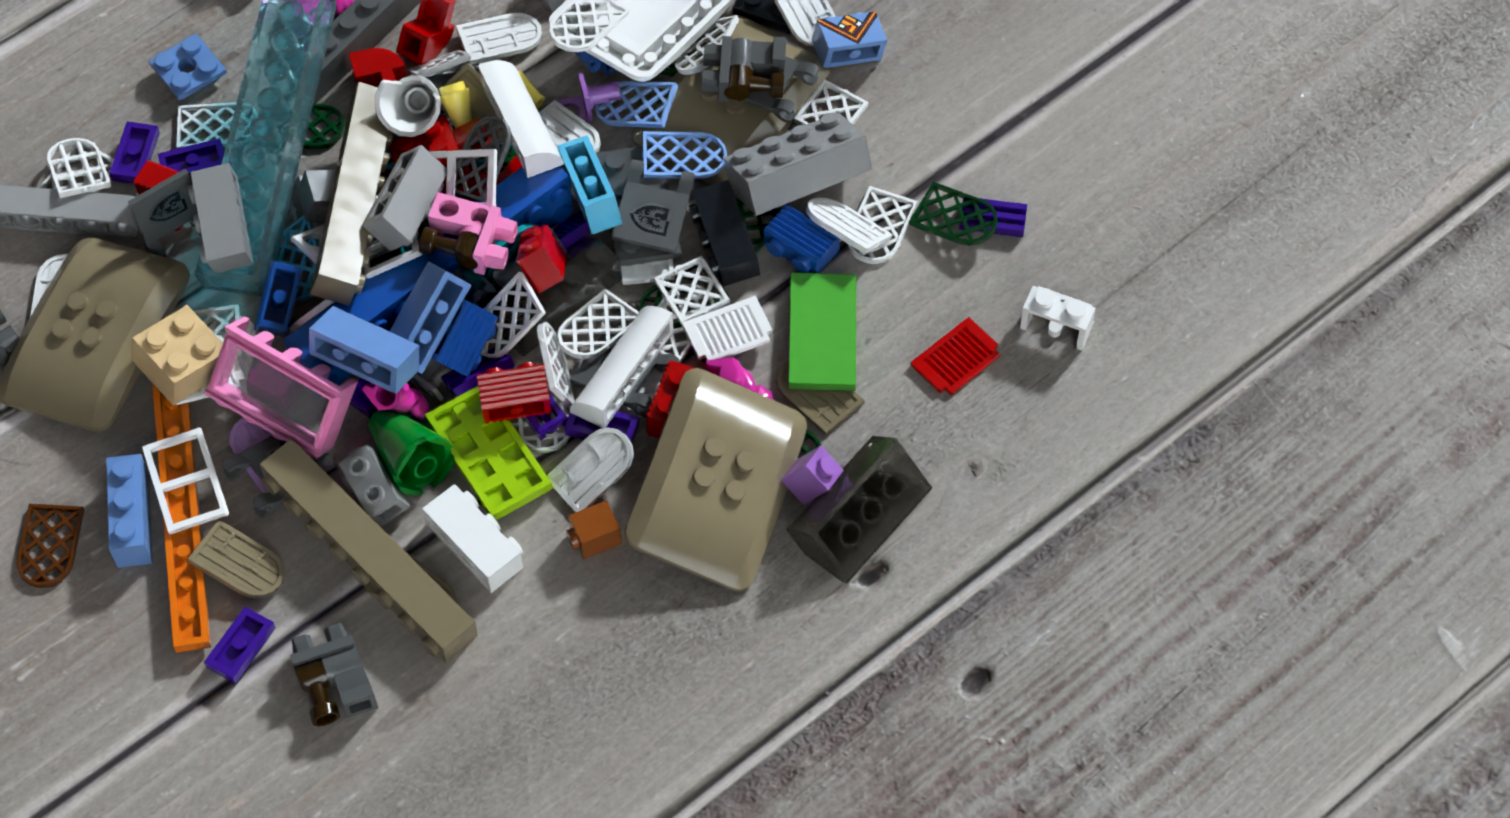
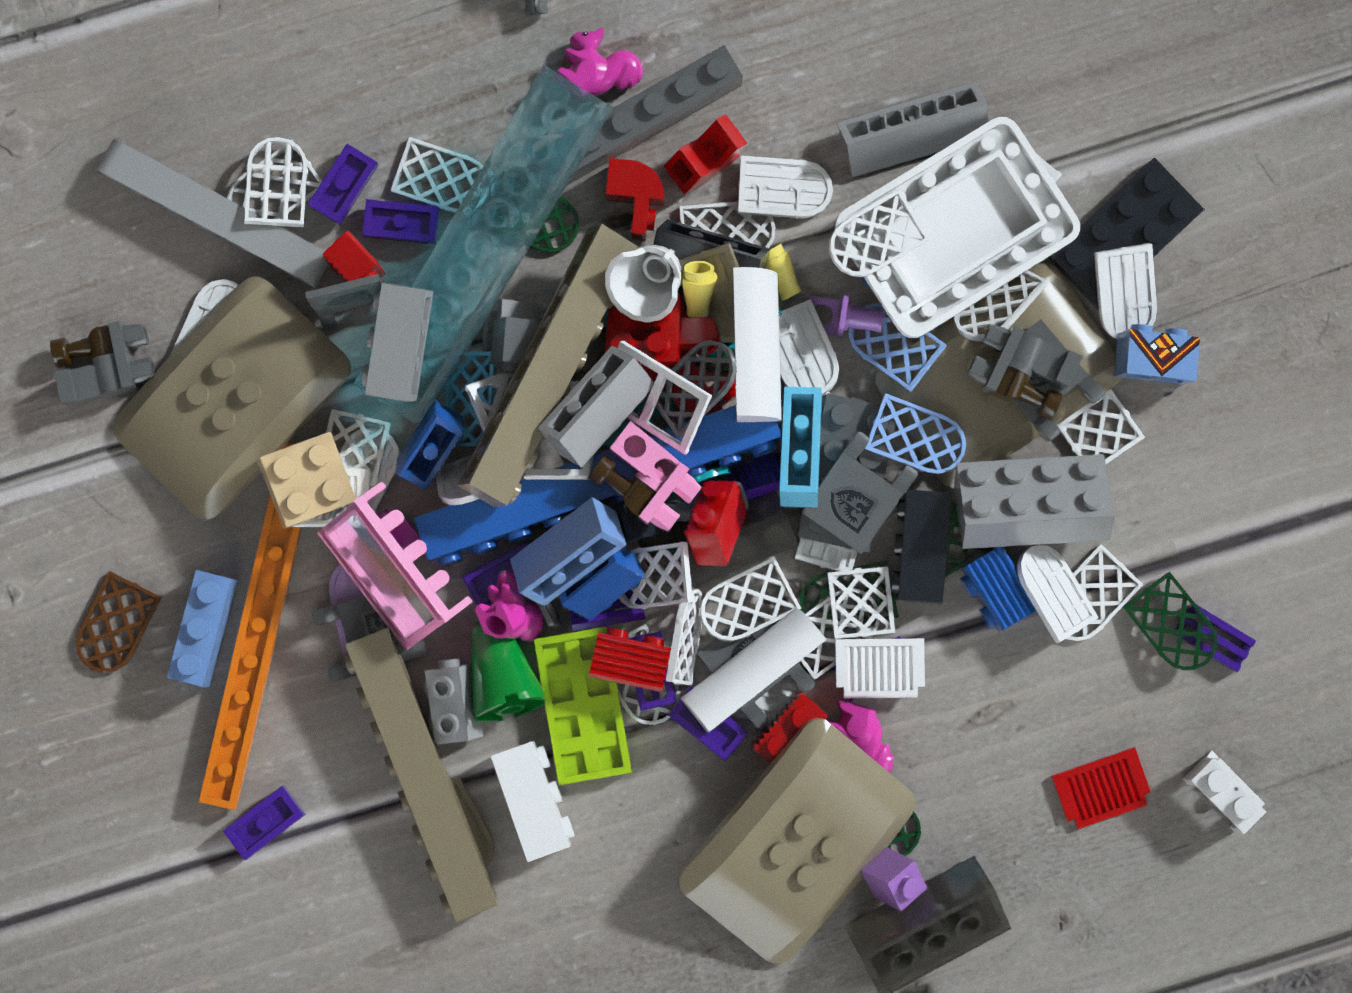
camera: 20 degrees right, 25 degrees up
(160, 487) = (240, 618): white window -> none
(188, 53) = (441, 72): medium blue piece -> none
(238, 562) = (292, 729): dark tan window -> none
(329, 665) = (344, 884): dark grey hips -> none
(364, 349) = (489, 579): medium blue brick -> none
(441, 63) = (697, 220): white window -> none
(592, 468) = (679, 771): white window -> none
(594, 530) = (653, 842): dark orange brick -> none
(821, 407) = (941, 769): dark tan window -> none
(822, 332) = (976, 704): bright green tile -> none

